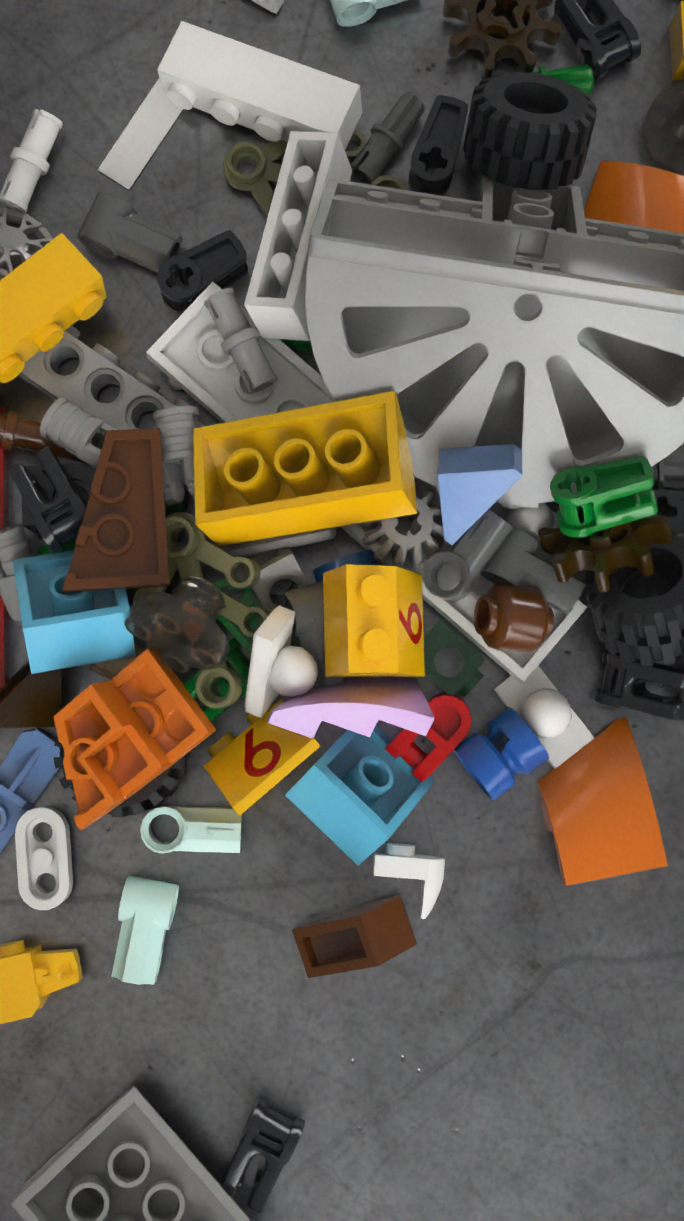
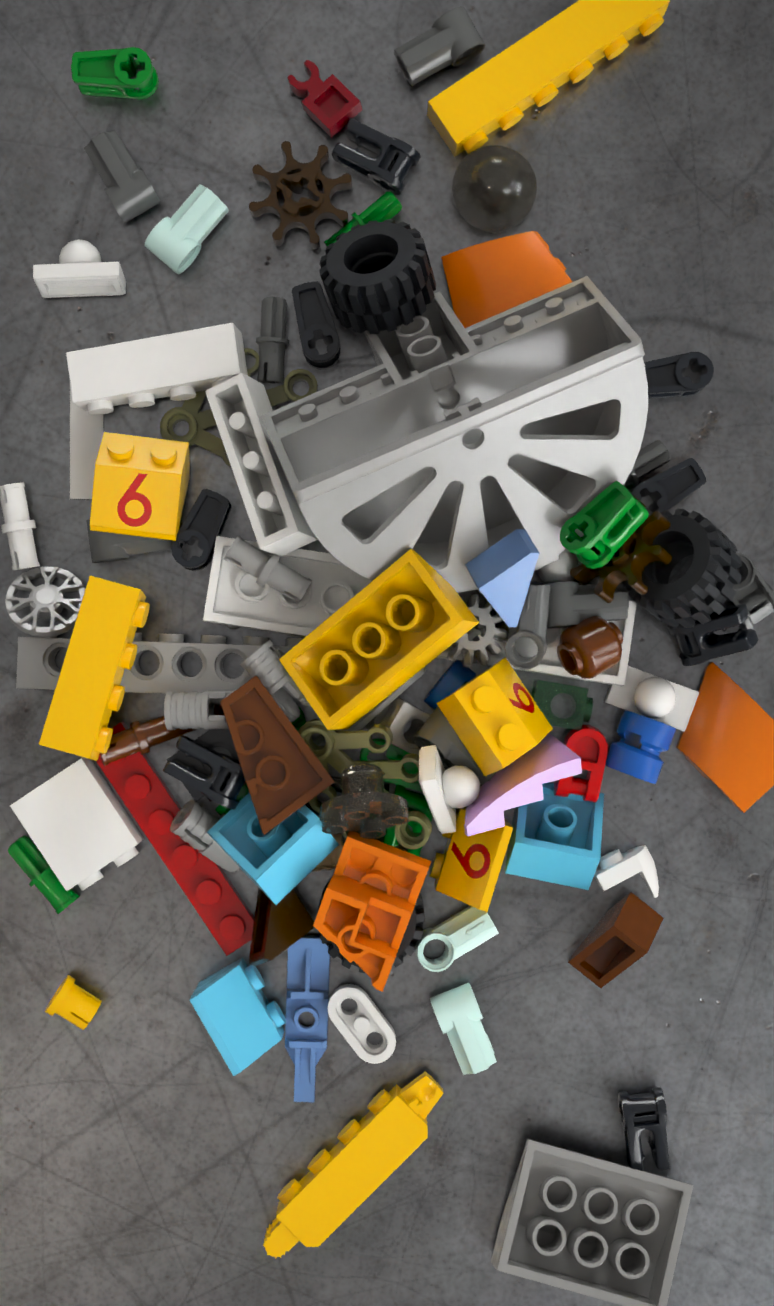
camera: 25 degrees left, 5 degrees up
(170, 187) = (139, 486): none -> yellow slope

